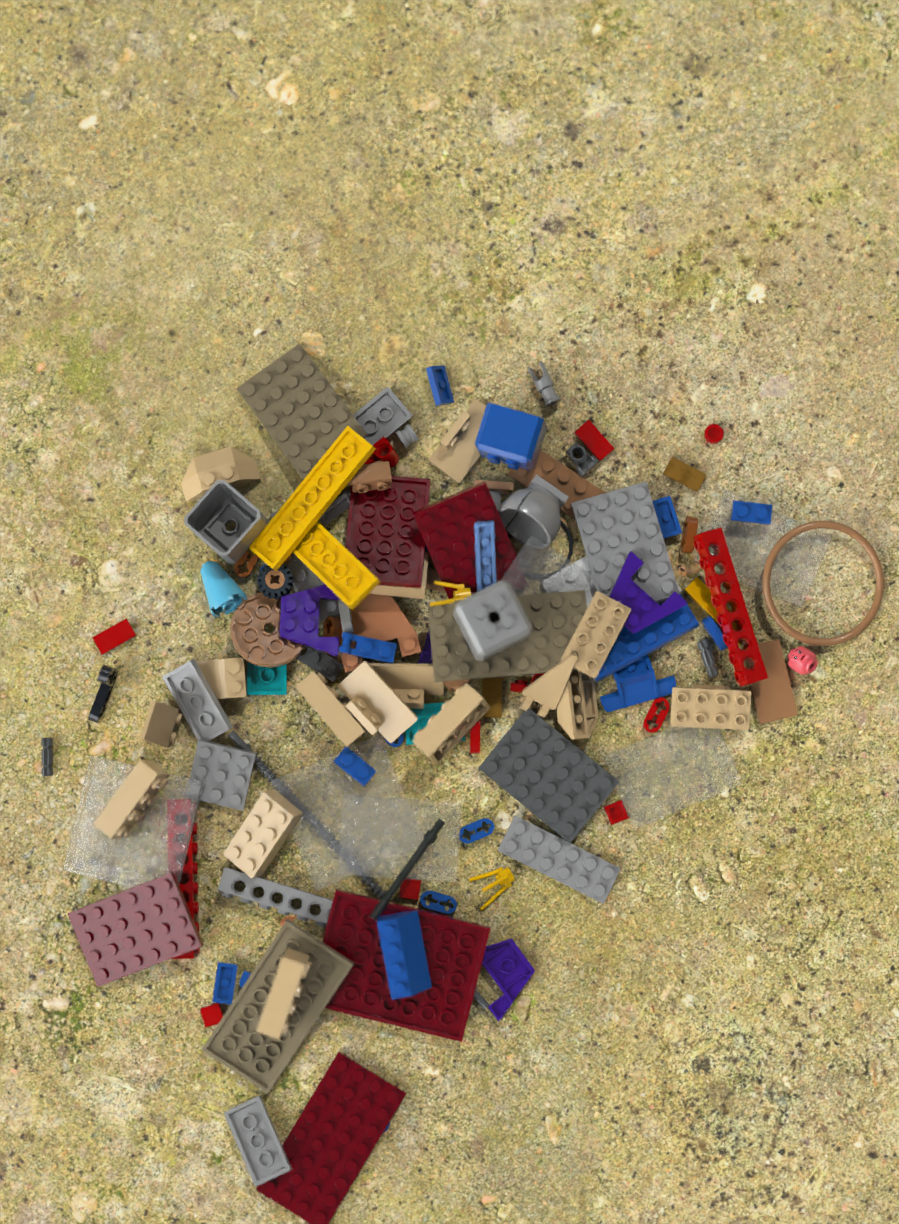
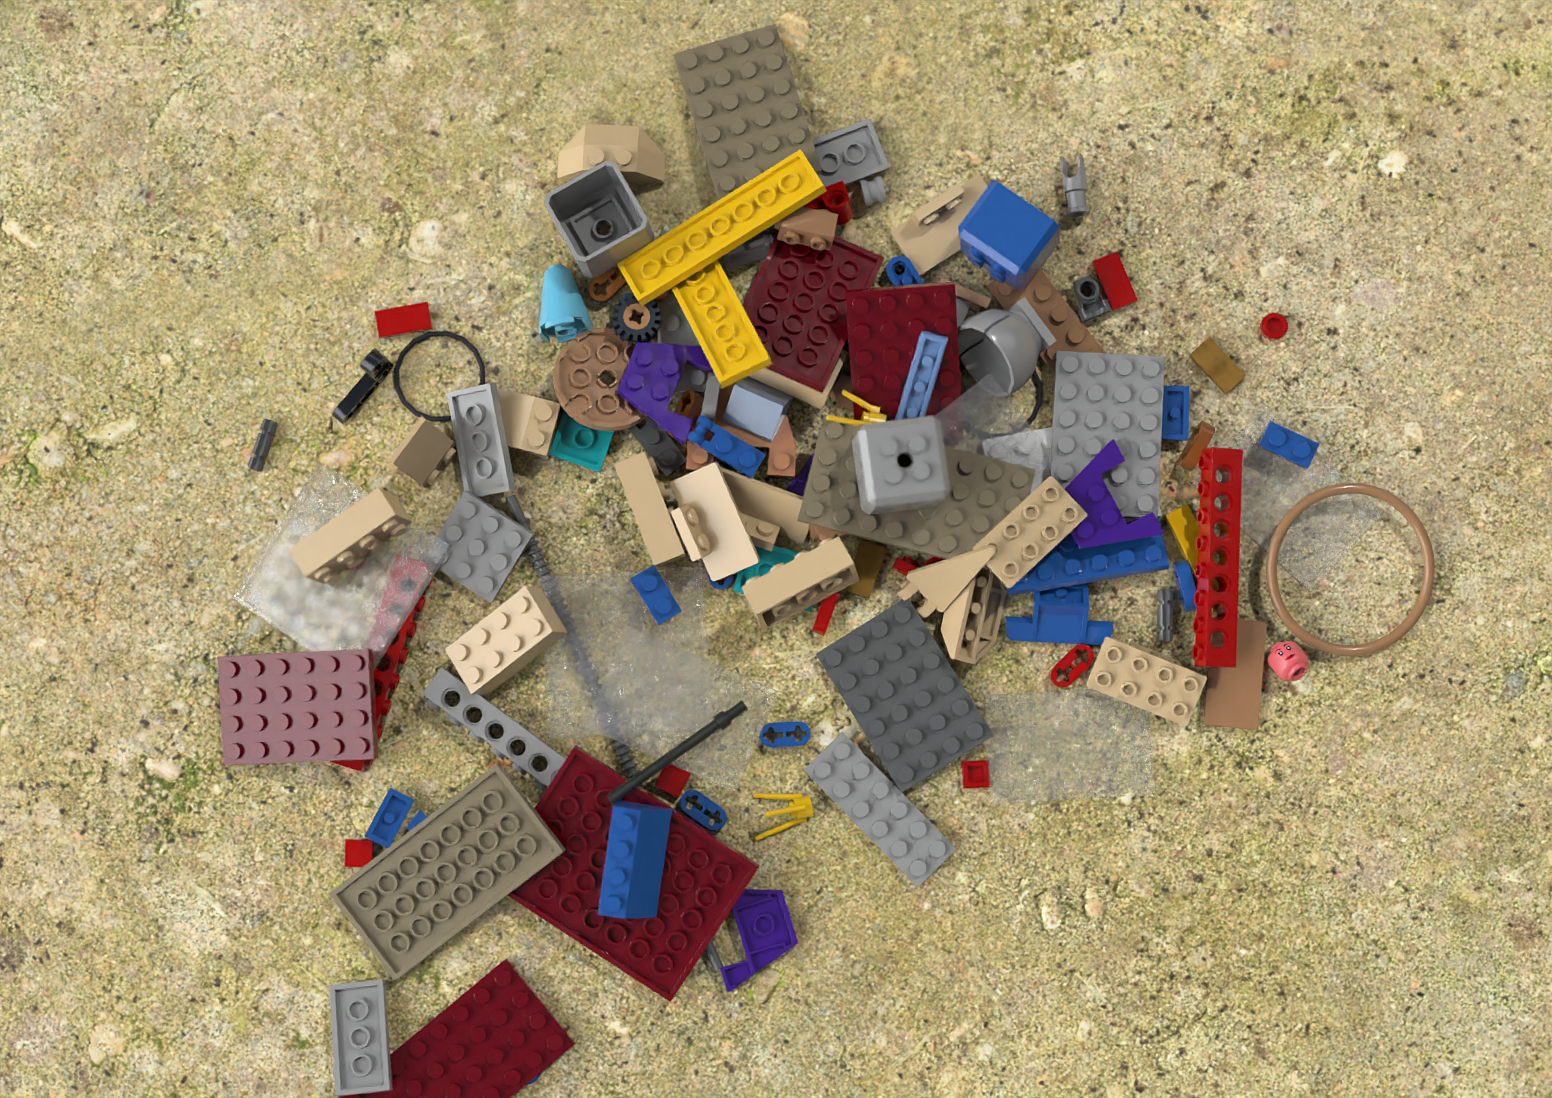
camera: 20 degrees right, 0 degrees up
(125, 652) = (409, 346): none -> black piece
(284, 990) = (459, 856): tan brick -> none
(379, 613) = (757, 408): none -> slope
(440, 385) = (938, 140): blue plate -> none
(452, 488) = (910, 275): none -> blue plate

